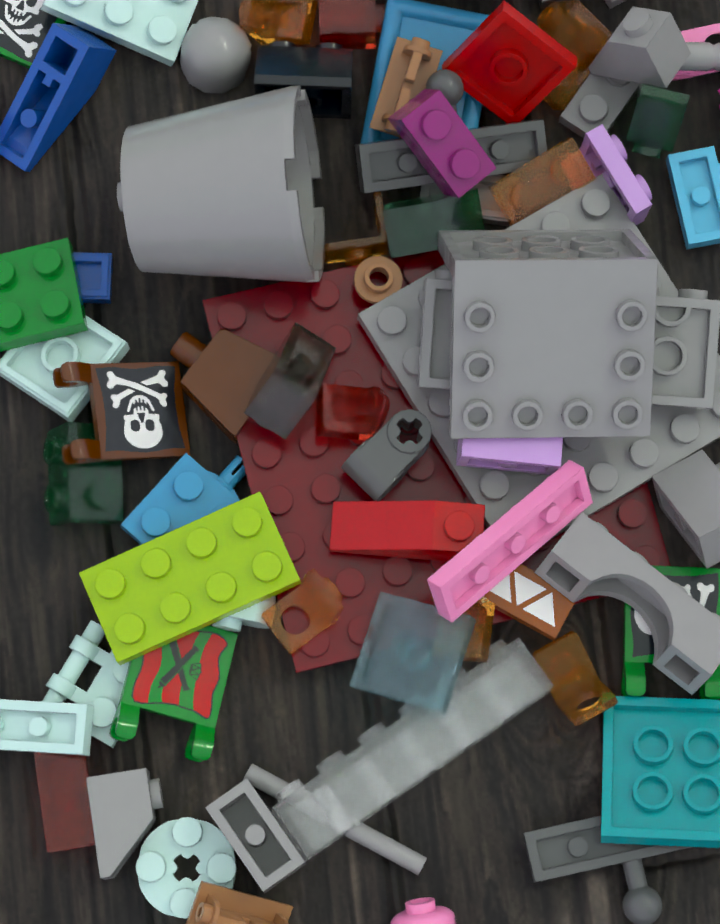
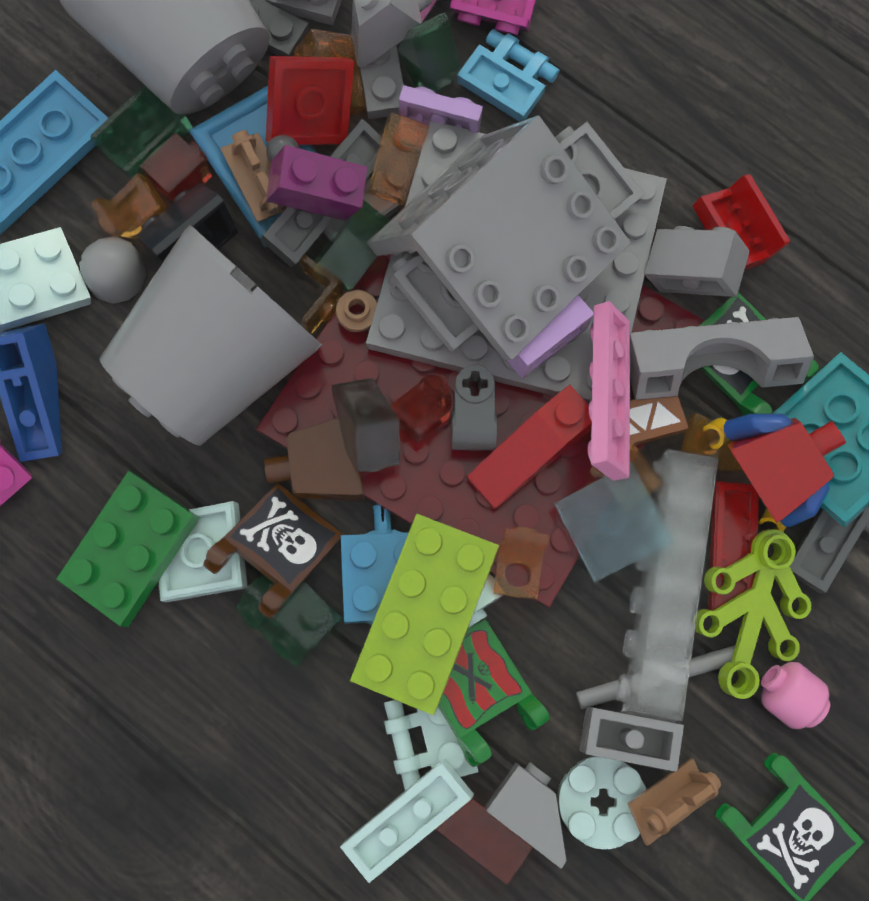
camera: 40 degrees left, 0 degrees up
(95, 276) = (170, 479): blue tile -> none
(465, 835) = (756, 606): none -> lime plant
(498, 774) = (732, 533): none -> red plate
(595, 735) = (781, 462): none -> red torso

